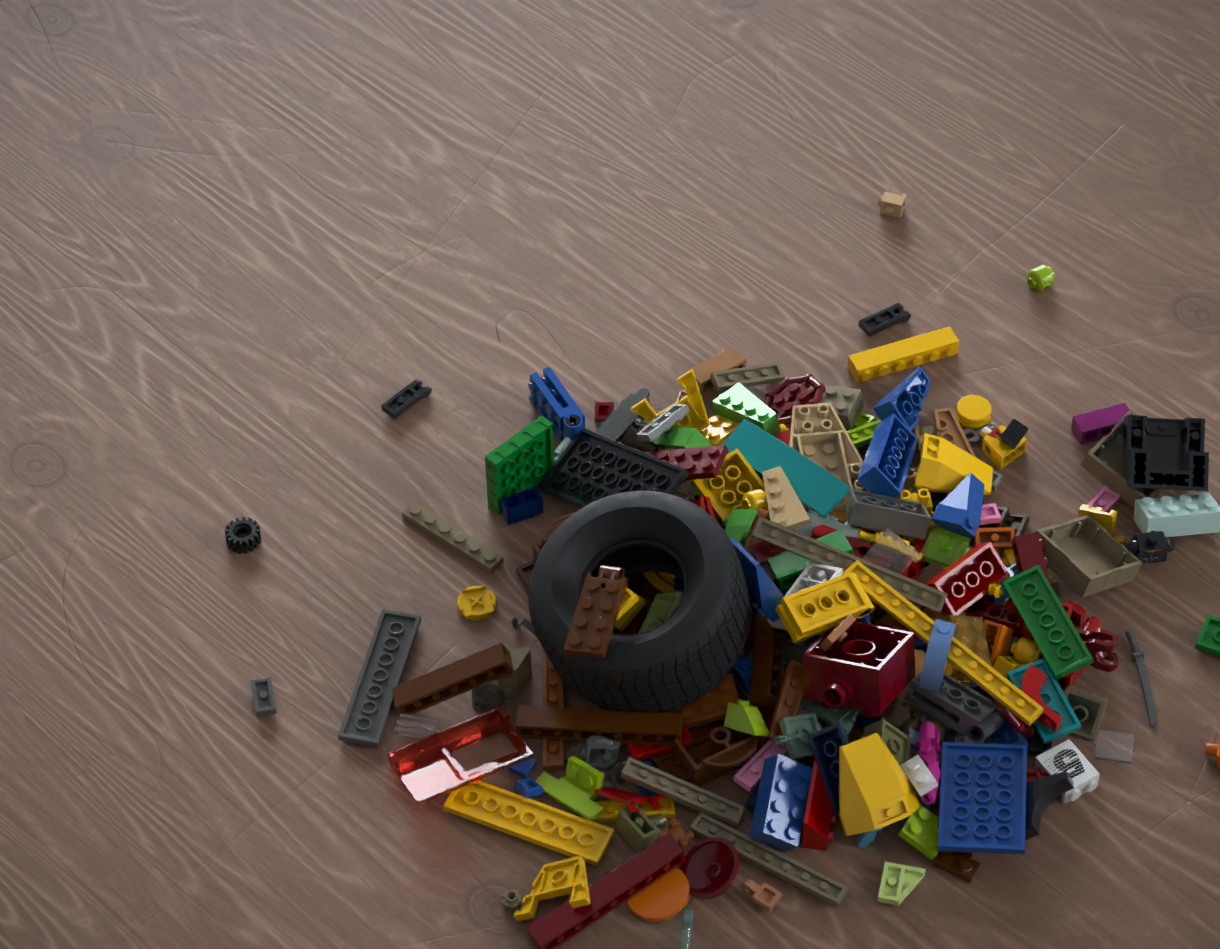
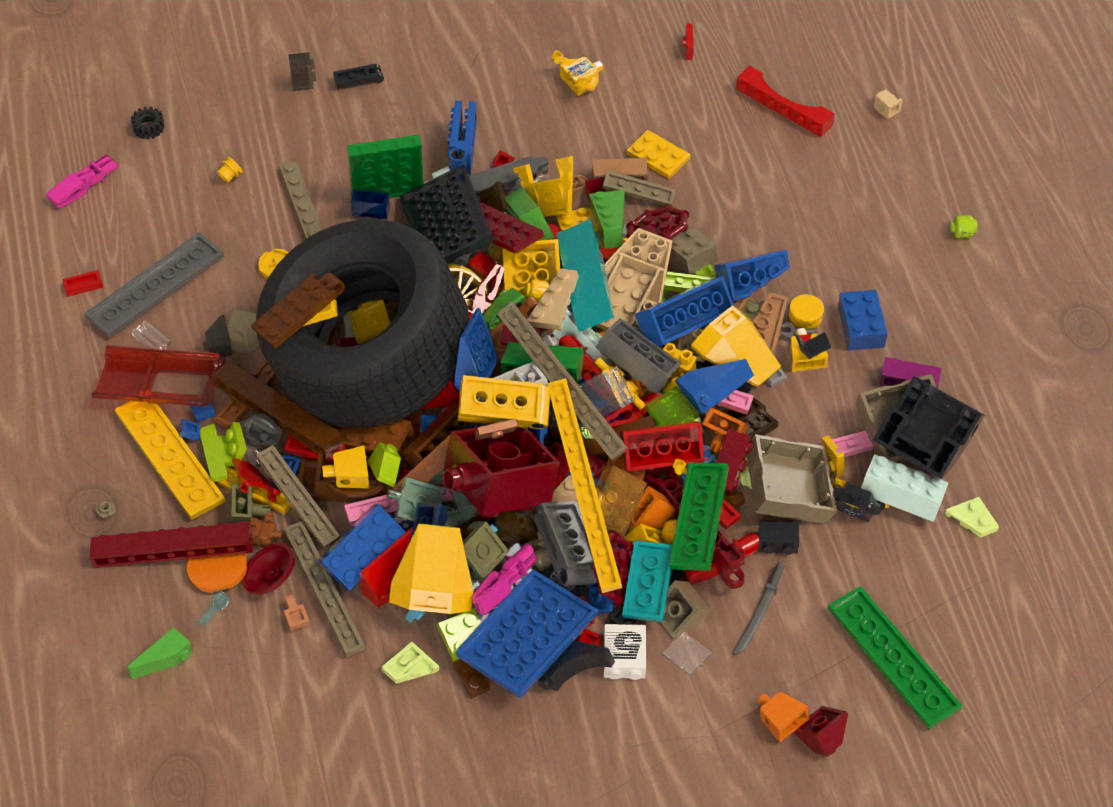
camera: 30 degrees right, 5 degrees up
(224, 623) = (78, 183): none -> dark pink arm
(263, 697) = (58, 254): dark grey plate -> none
(308, 711) = (82, 283): none -> red tile
(355, 418) = (301, 71): none -> clear smoke brick
(361, 539) = (229, 169): none -> yellow piece
(453, 679) = (194, 313): reddish brown brick -> none
(555, 880) = (147, 515): yellow wing -> none
(607, 301) = (578, 73): none -> yellow torso
(663, 422) = (523, 190): light grey plate -> none
(679, 229) = (687, 41): none -> red plate
(708, 395) = (593, 185): none -> dark red bracket
(722, 739) = (349, 468): none -> yellow torso
(744, 338) = (659, 154): none -> yellow plate
(772, 242) = (815, 119): none -> red arch
(884, 319) = (798, 197): black plate -> none
(903, 354) = (787, 234): yellow brick -> none
(919, 775) = (481, 584): white plate -> none
(937, 655) = (567, 490): medium blue arch -> none
(1025, 396) = (862, 320): none -> blue brick
(1031, 685) = (635, 567): red arch -> none
(1078, 614) = (746, 523): red plate -> none
(1111, 609) = (778, 537): none -> black brick

